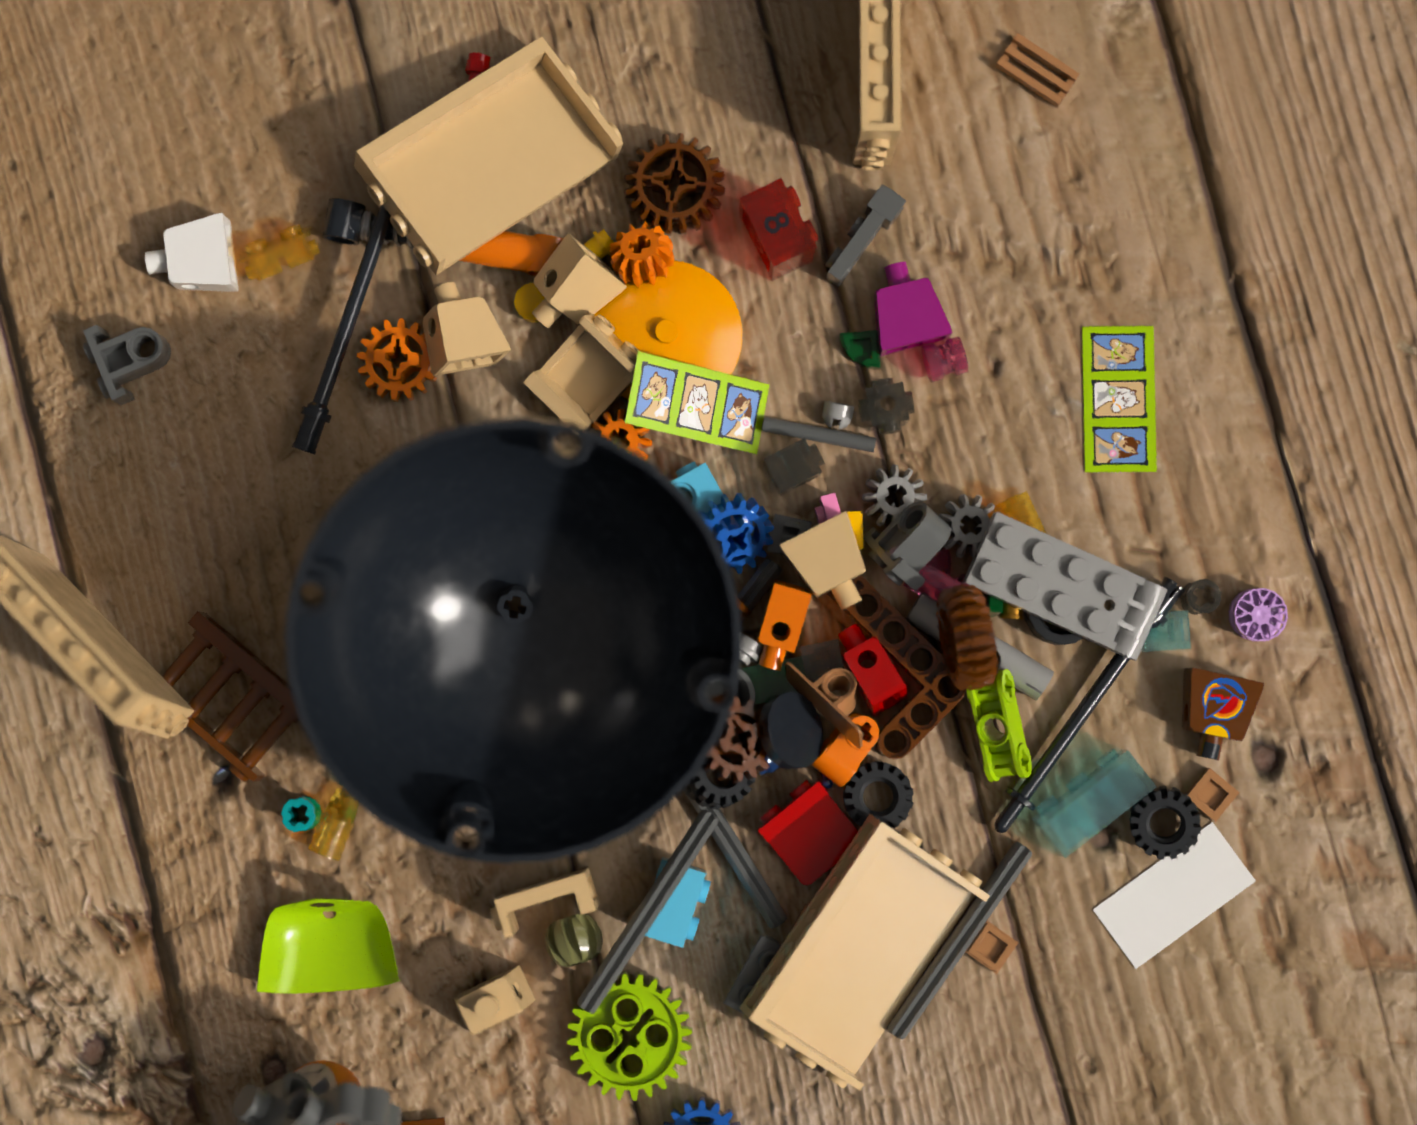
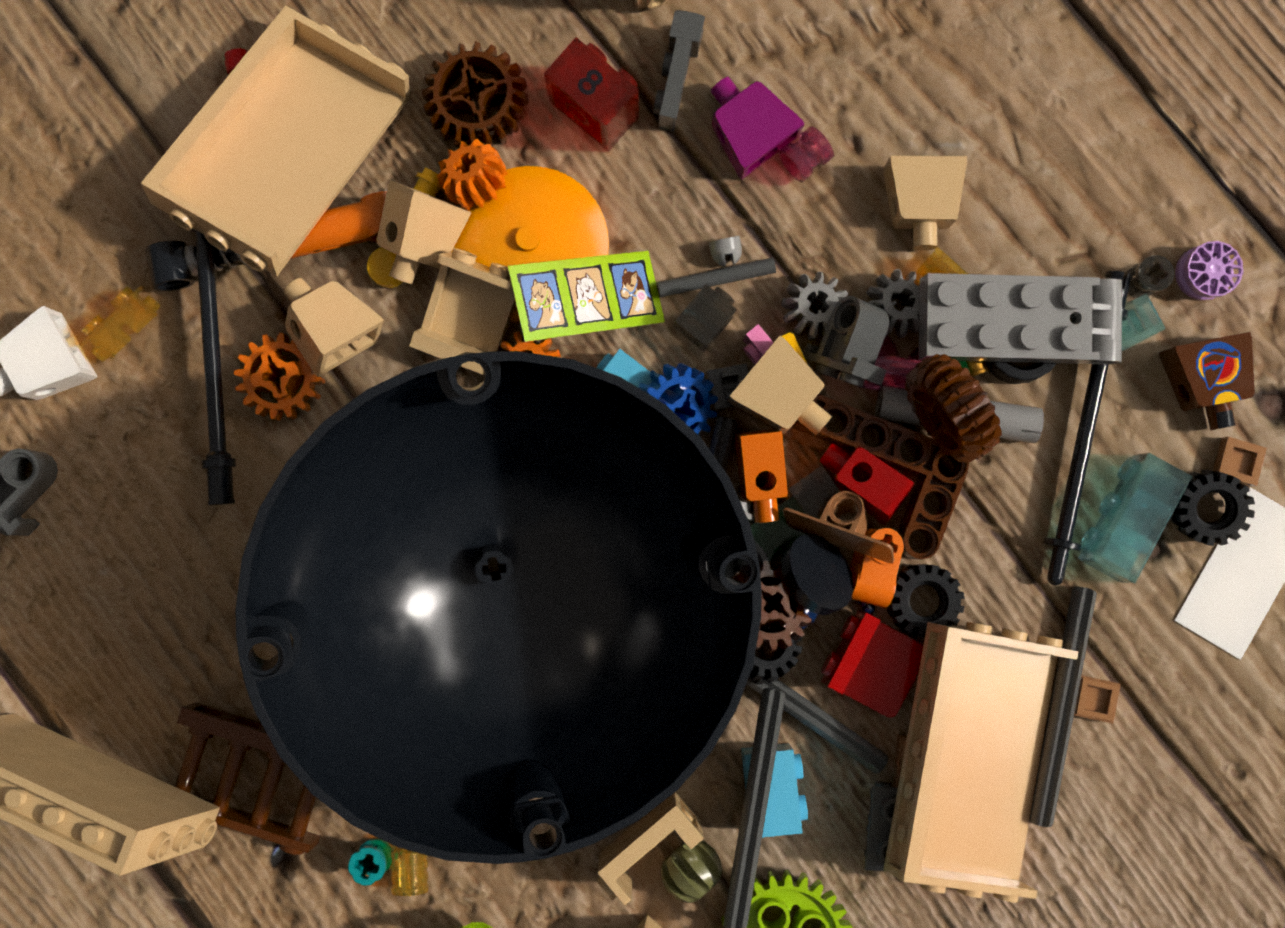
camera: 25 degrees left, 0 degrees up
(862, 348) = (721, 178): dark green tile -> none
(885, 420) = (767, 234): clear smoke brick -> none
(1002, 752) = (1028, 505): lime piece -> none
(1033, 440) = (924, 194): none -> tan torso
(1119, 399) = (985, 124): sticker -> none

